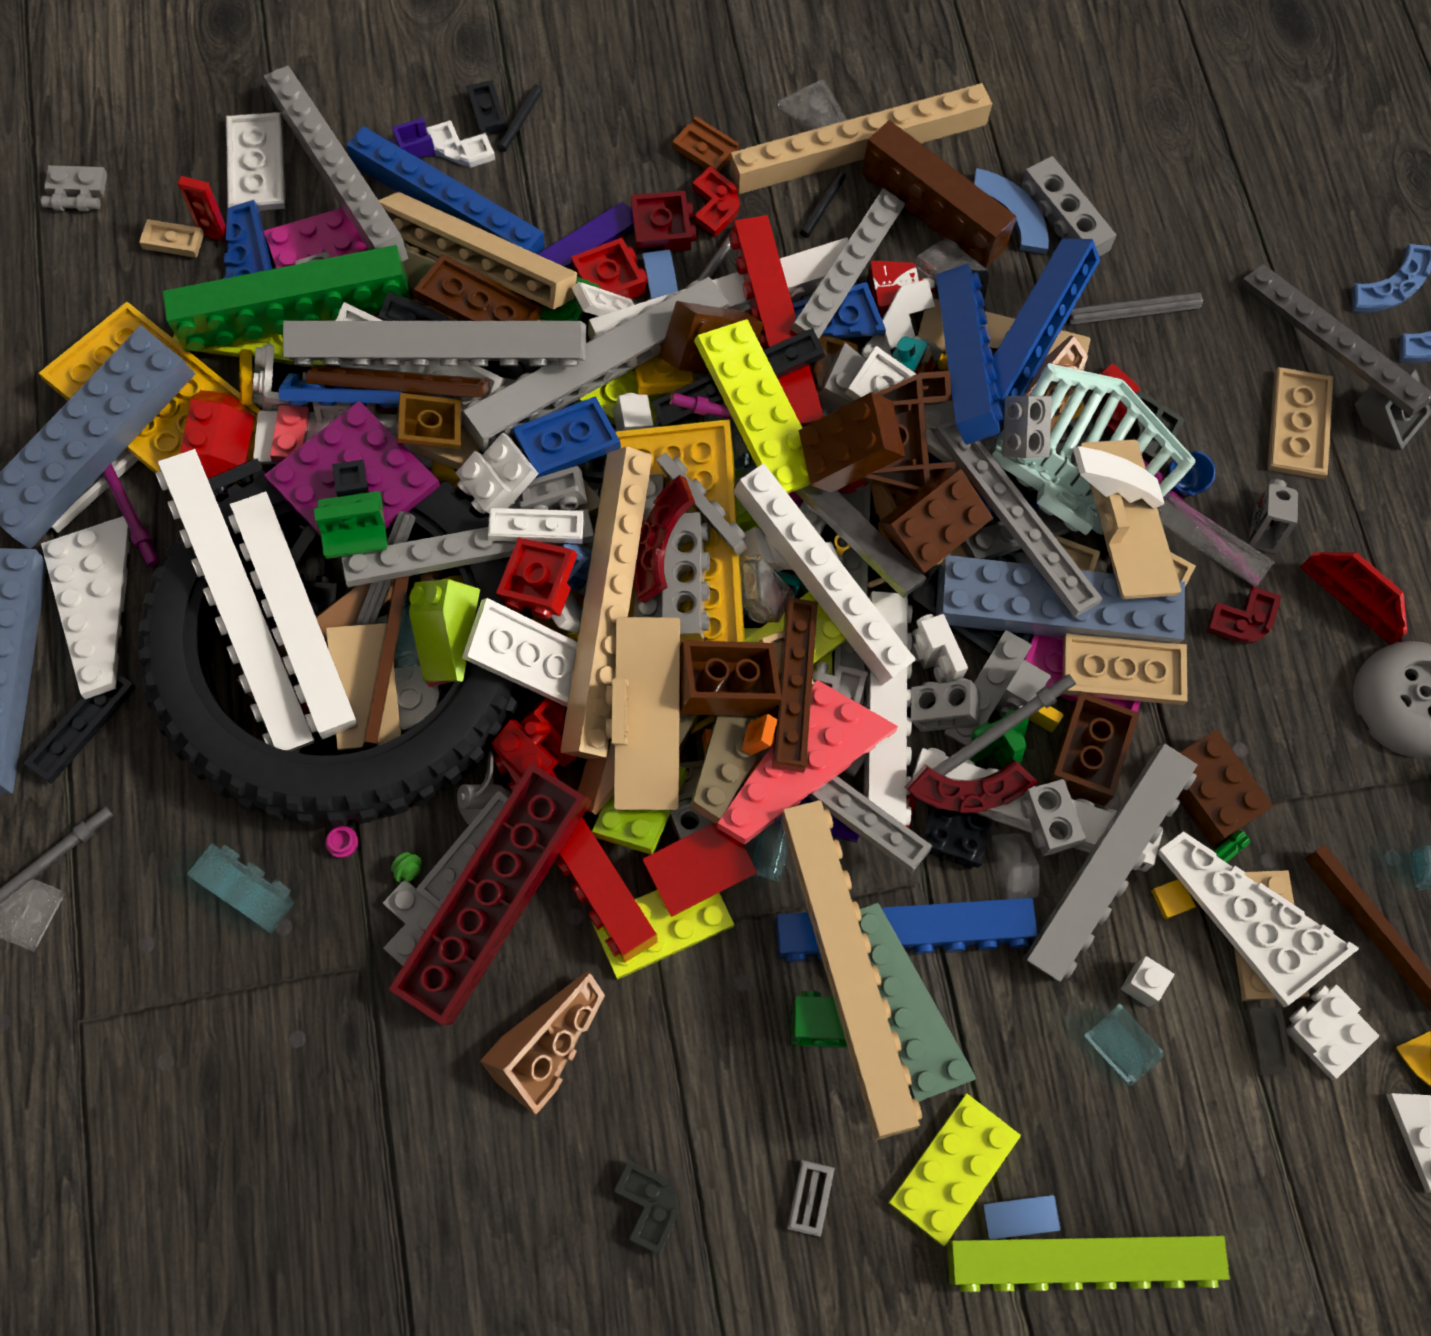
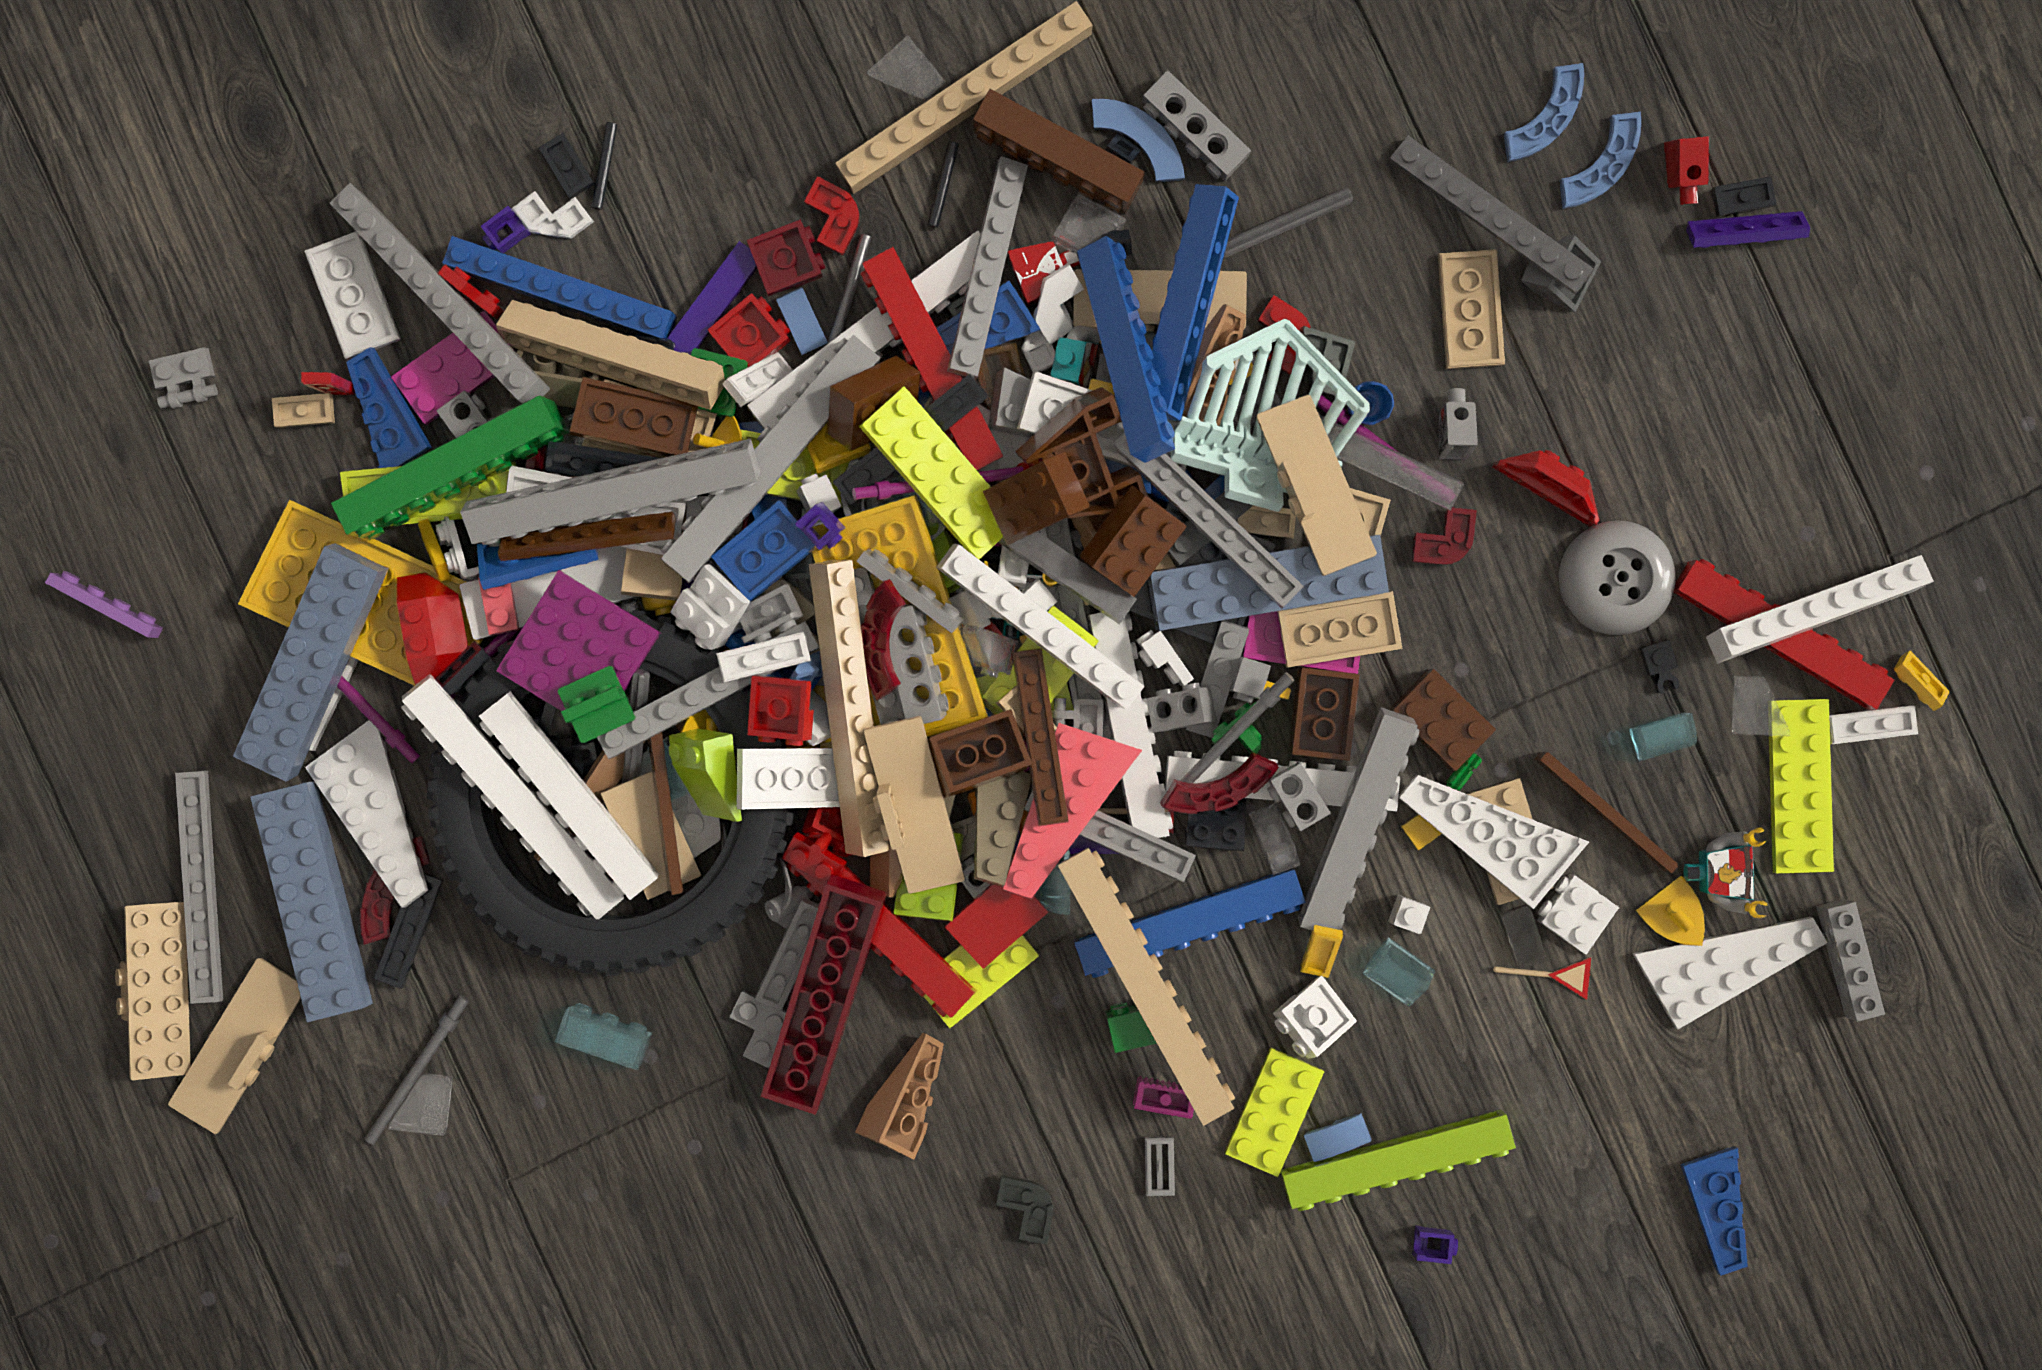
camera: 10 degrees left, 20 degrees up
(63, 689) = (378, 901): none -> dark red tile
(341, 842) = (676, 974): dark pink plate -> none
(350, 478) = (579, 659): black plate -> none
(359, 157) = (459, 280): none -> red plate
(406, 867) = (740, 981): bright green plate -> none
(428, 421) = (631, 577): pearl gold slope -> none
(635, 437) = (816, 513): none -> dark purple window
(705, 145) = (805, 149): dark orange plate -> none
(759, 734) = (1020, 798): orange plate -> none
(835, 1114) = (1162, 1098): none -> dark pink brick
(925, 1039) = (1215, 1004): sand green wing -> none
(1020, 1070) = (1313, 1018): none -> white plate
(1027, 426) = (1199, 426): light grey brick -> none
(1044, 995) = (1321, 951): none -> yellow tile
(1116, 474) = (1296, 463): white slope -> none
(1316, 1102) = (1572, 976): none -> tan piece

